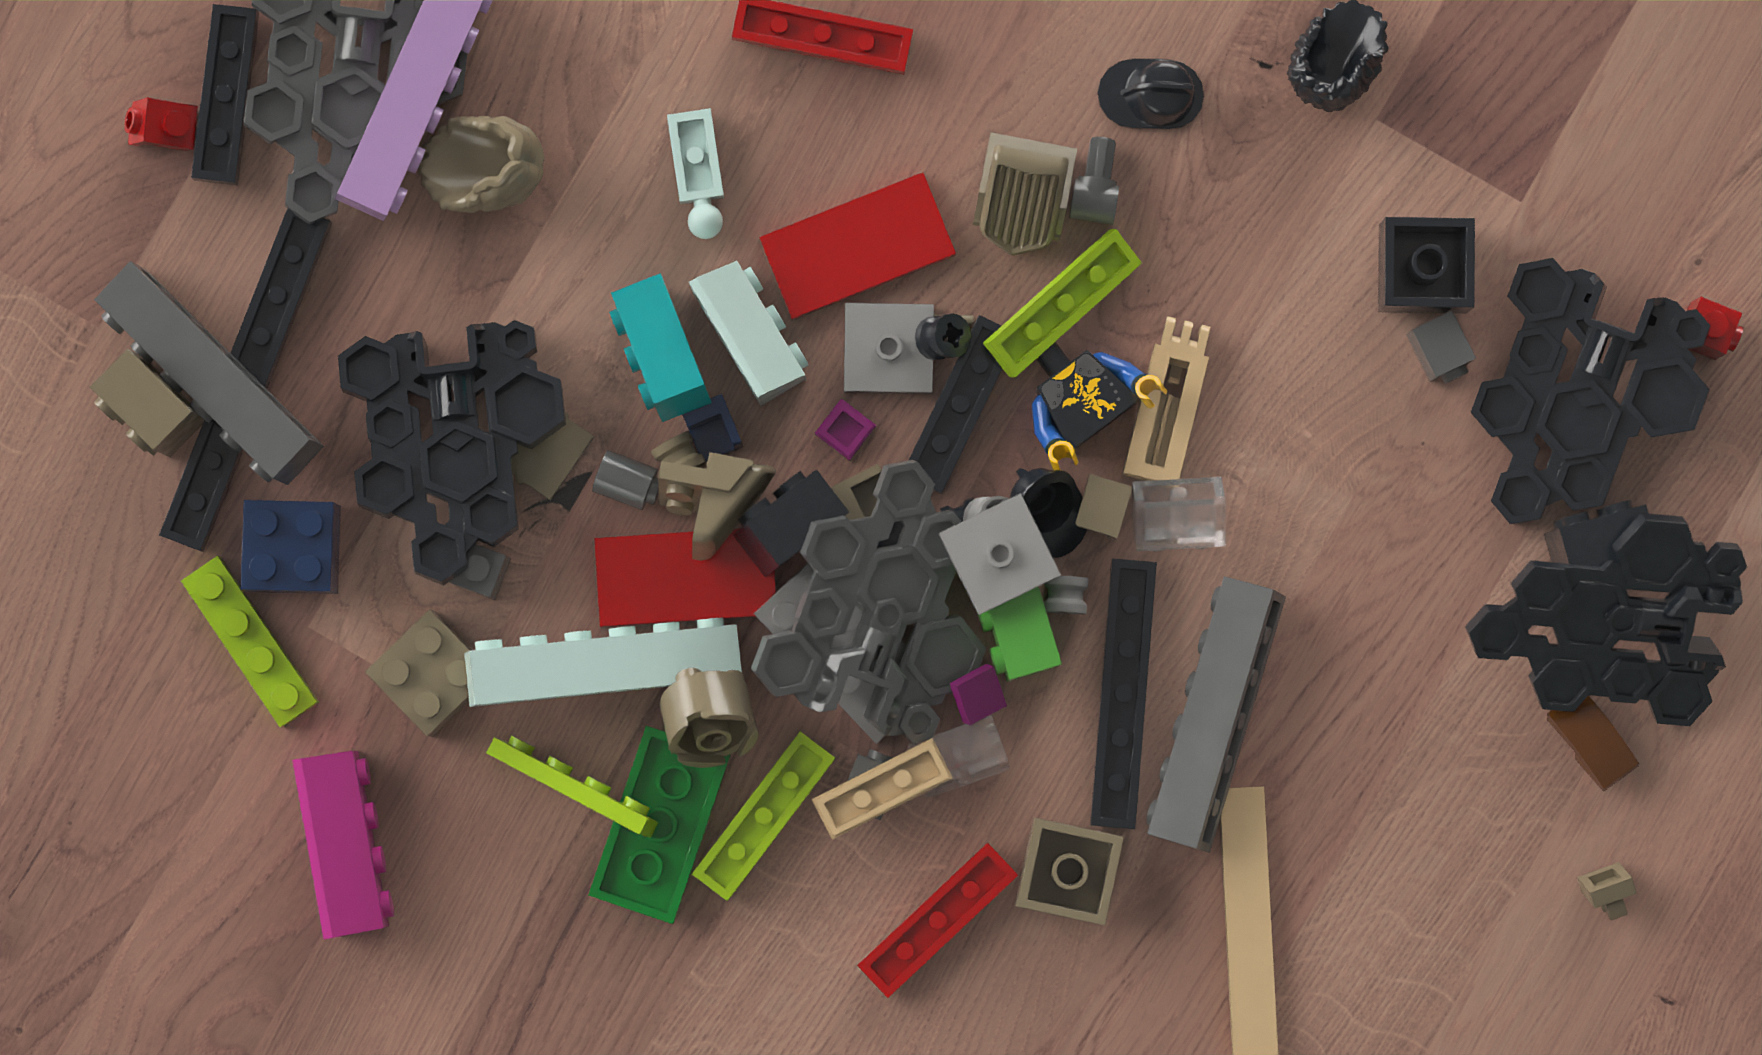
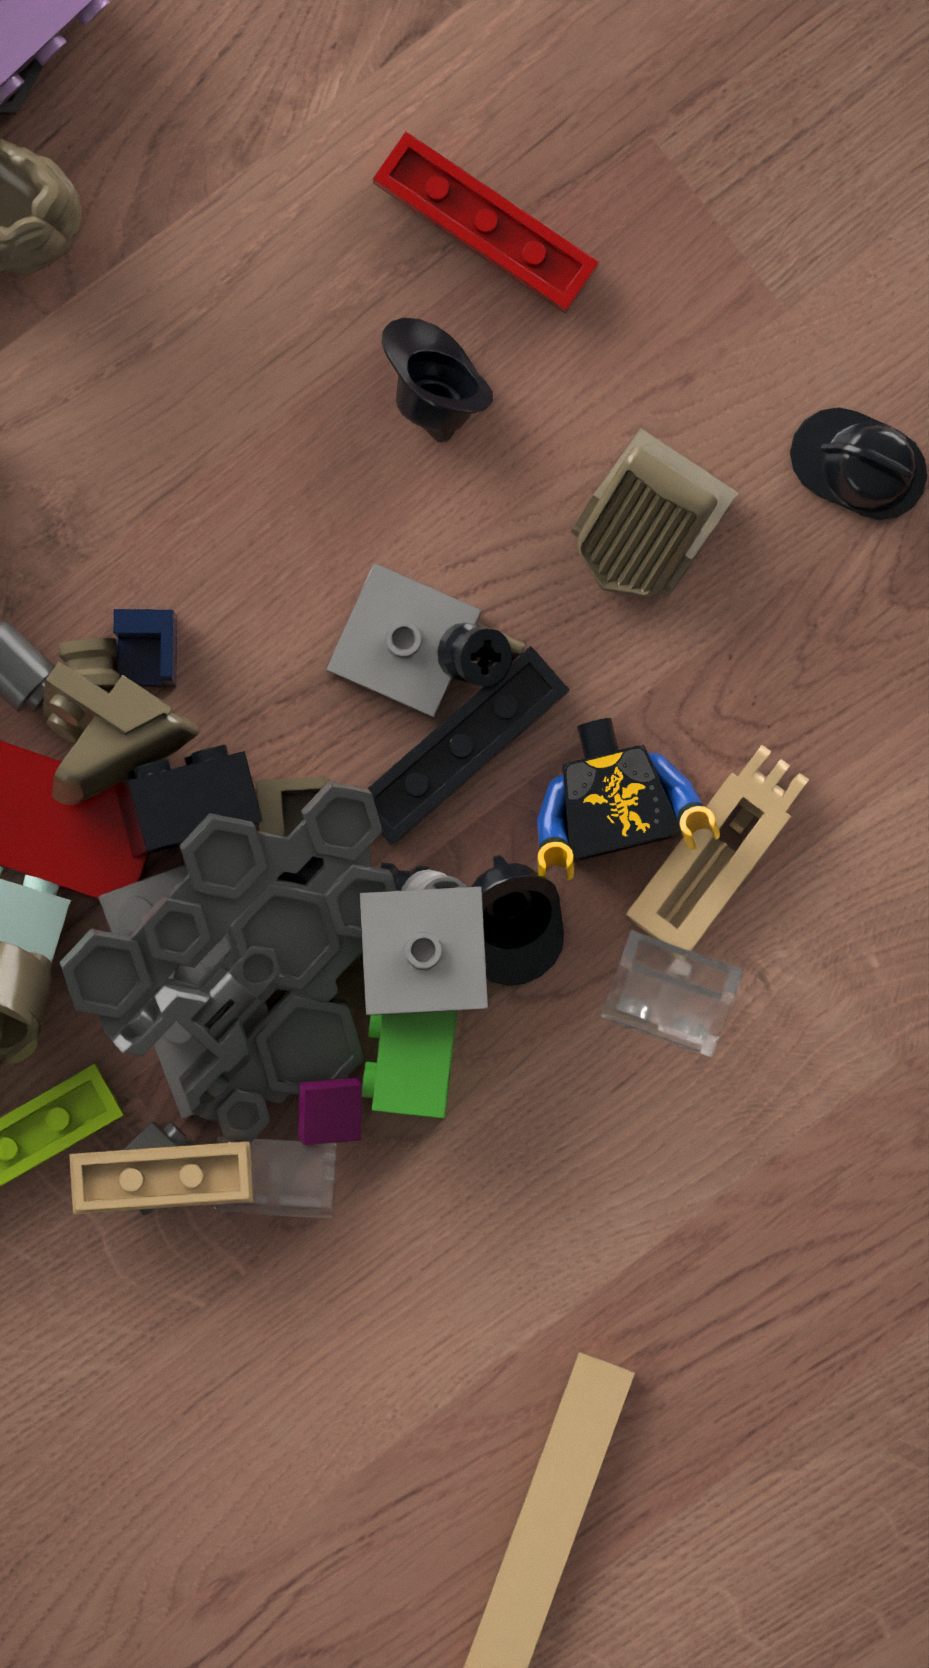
camera: 30 degrees right, 0 degrees up
(658, 348) = (119, 523): teal brick -> none
(697, 169) = (262, 323): light aqua plate -> none
(750, 330) = (240, 547): light aqua slope -> none
(834, 157) = (435, 377): none -> black piece
(845, 429) = (308, 718): magenta tile -> none
(857, 246) = (418, 499): red tile -> none
(937, 920) = (164, 1366): red plate -> none
(1062, 303) = (638, 674): lime plate -> none
(1066, 595) = (491, 1035): light grey wheel -> none
(1069, 871) = (349, 1376): dark tan brick -> none
(1095, 193) = (738, 555): dark grey axle -> none
(1103, 506) = (582, 945): dark tan panel -> none
(1123, 693) = (510, 1186): black plate -> none
(1215, 714) = (611, 1259): dark grey brick -> none

